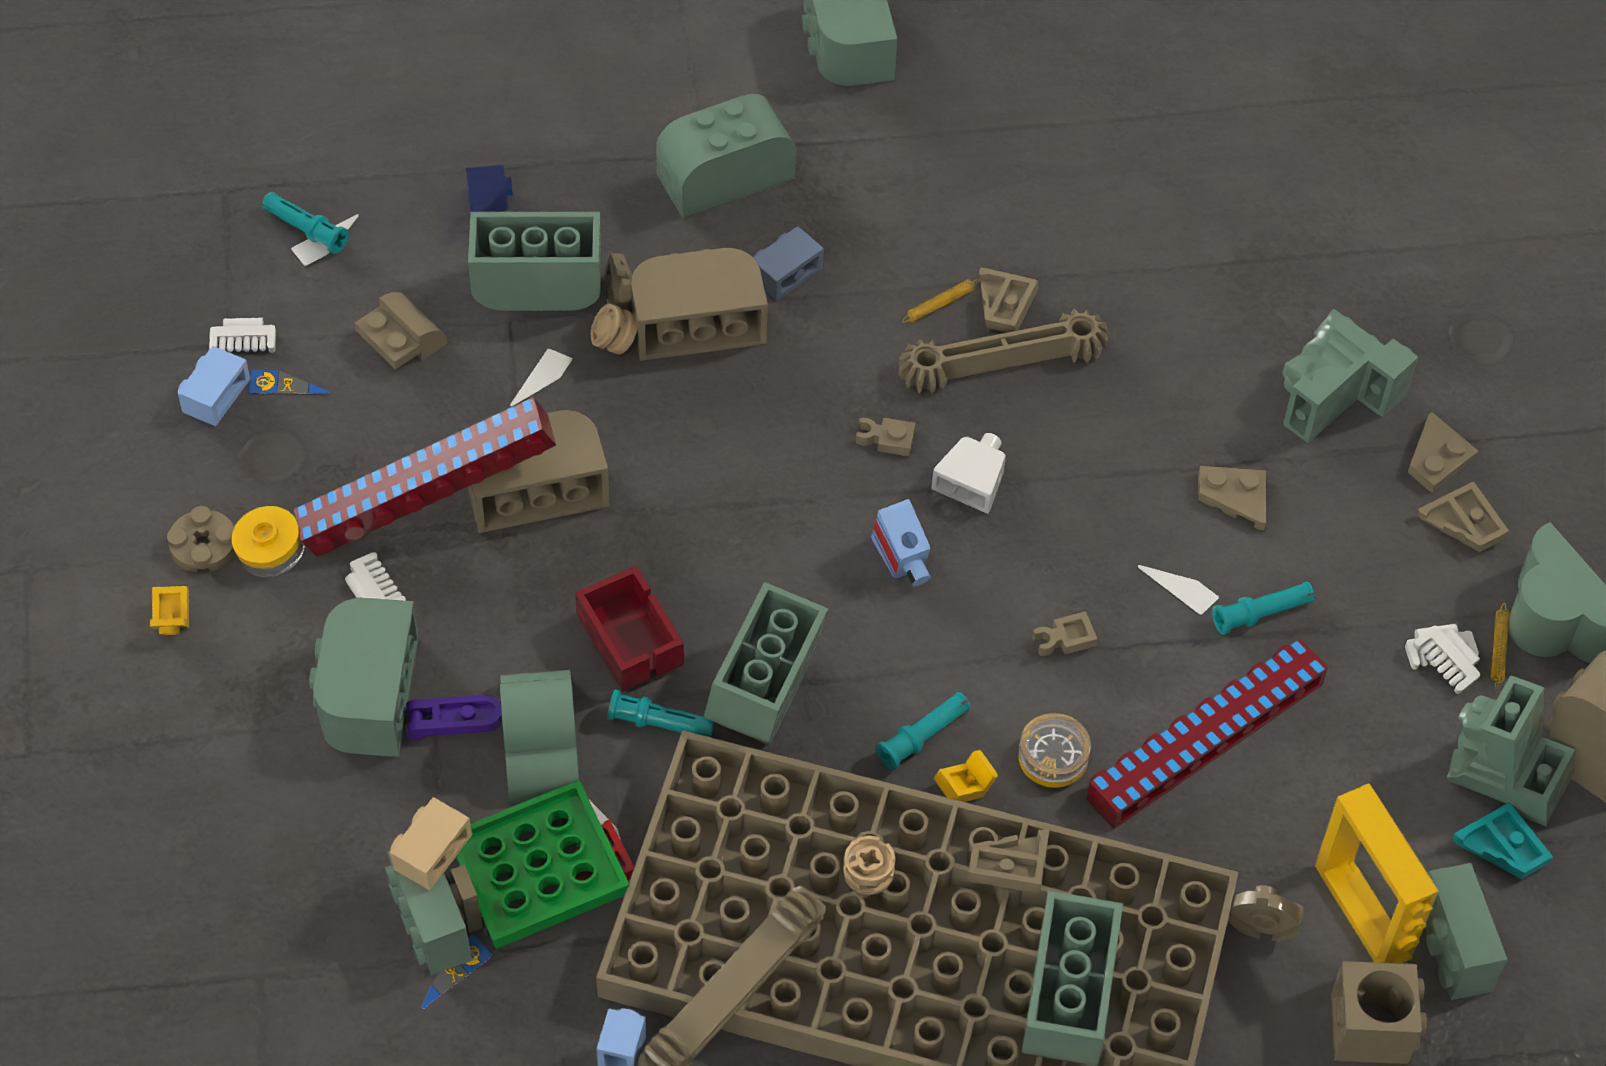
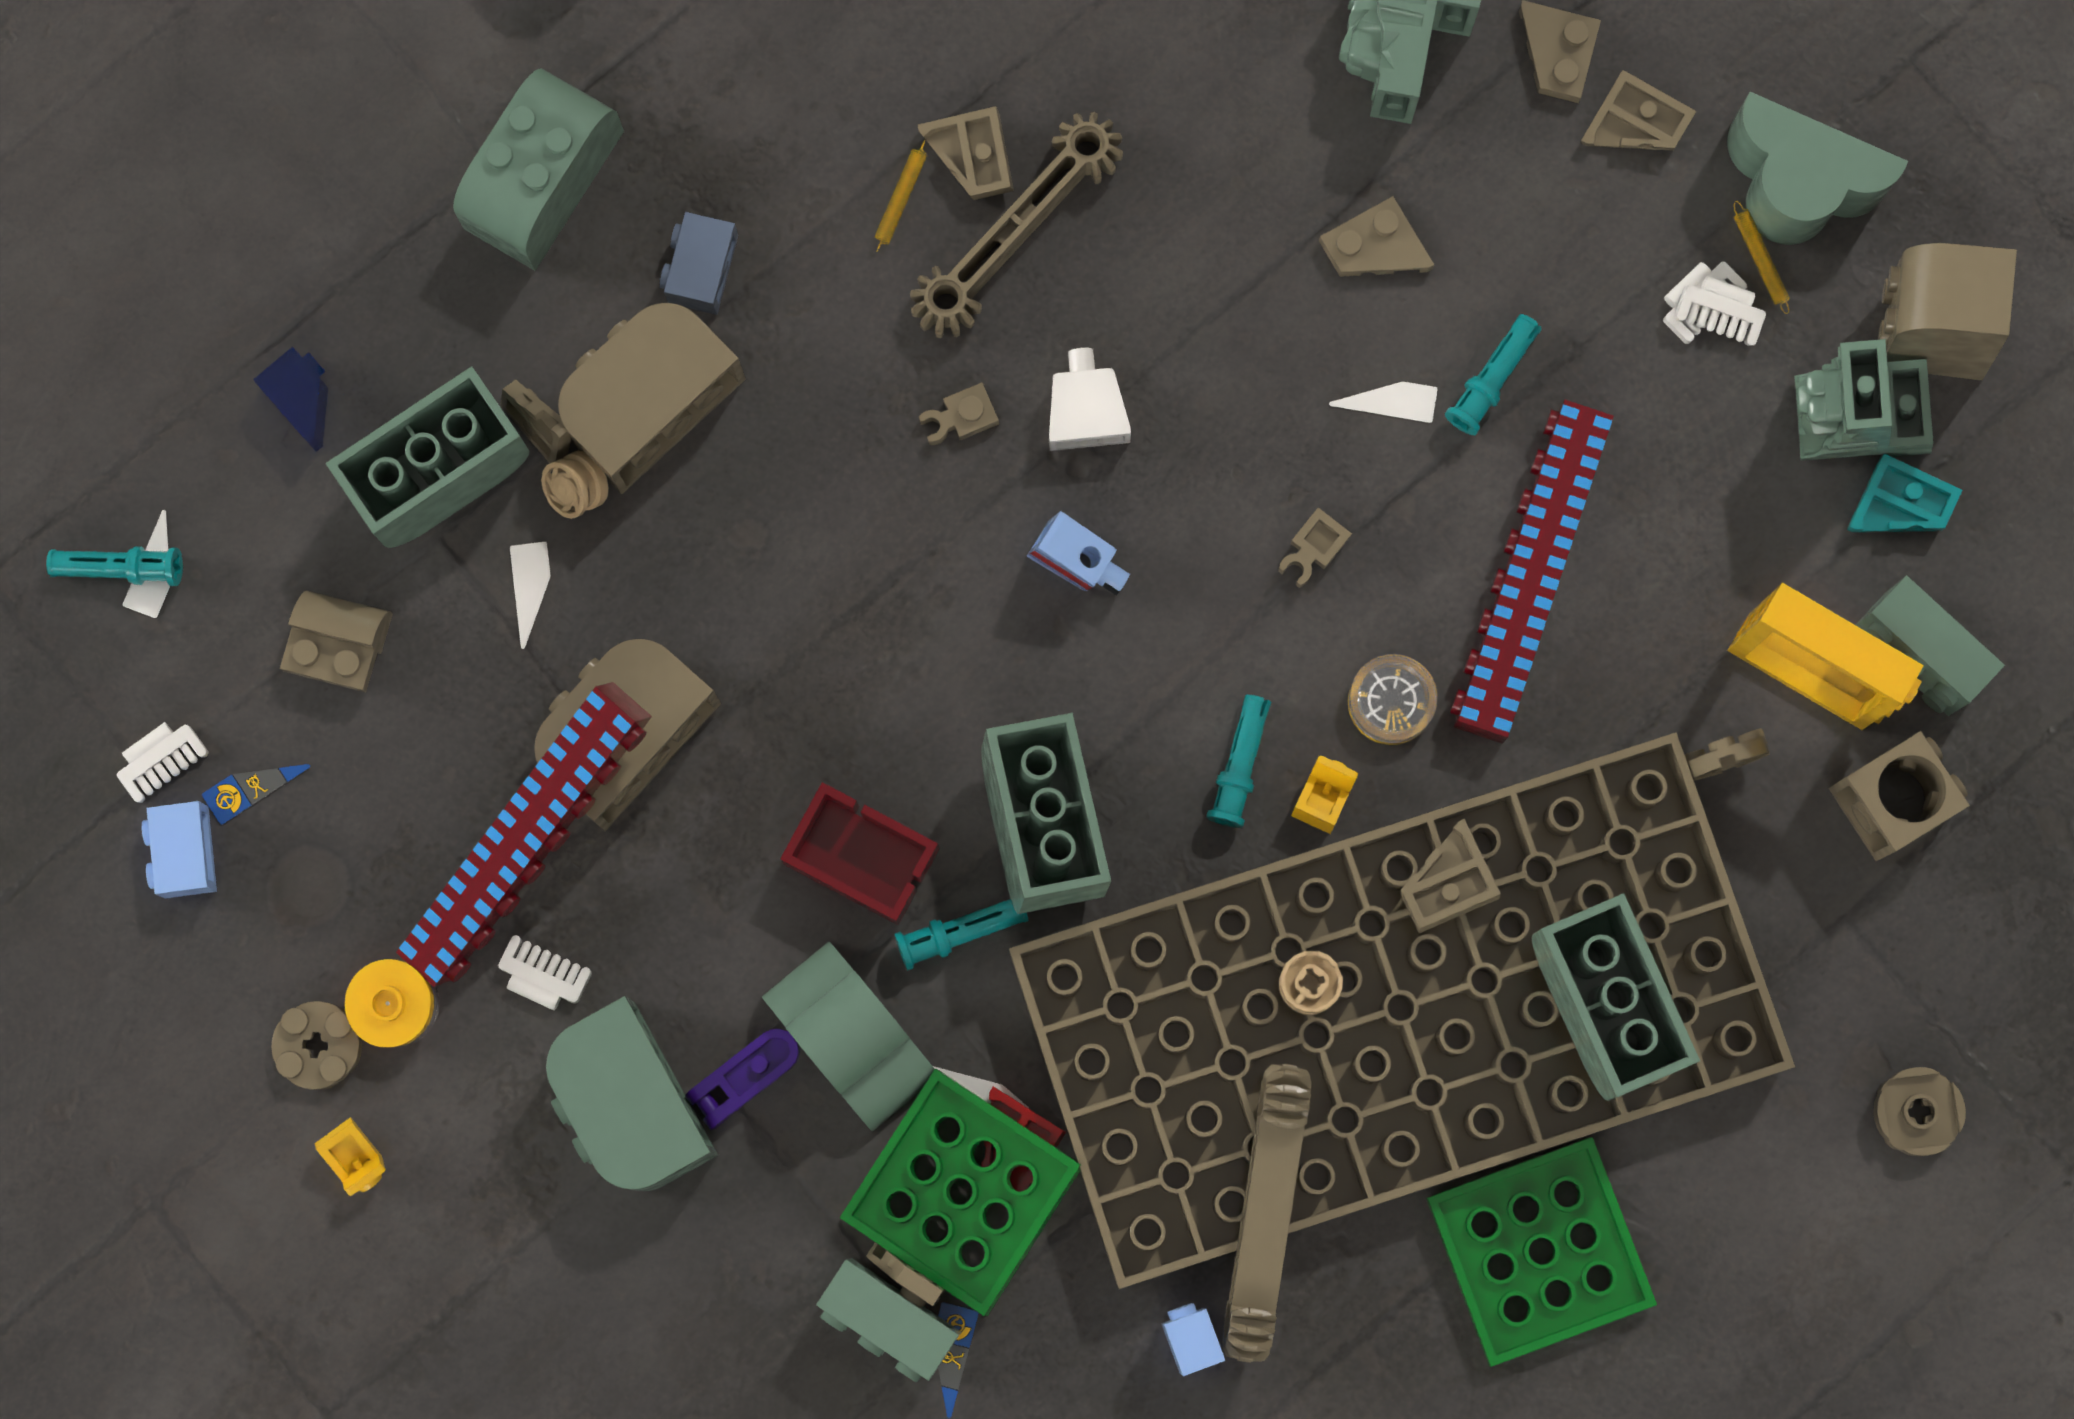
camera: 30 degrees left, 25 degrees up
(430, 843) = (859, 1275): tan brick -> none

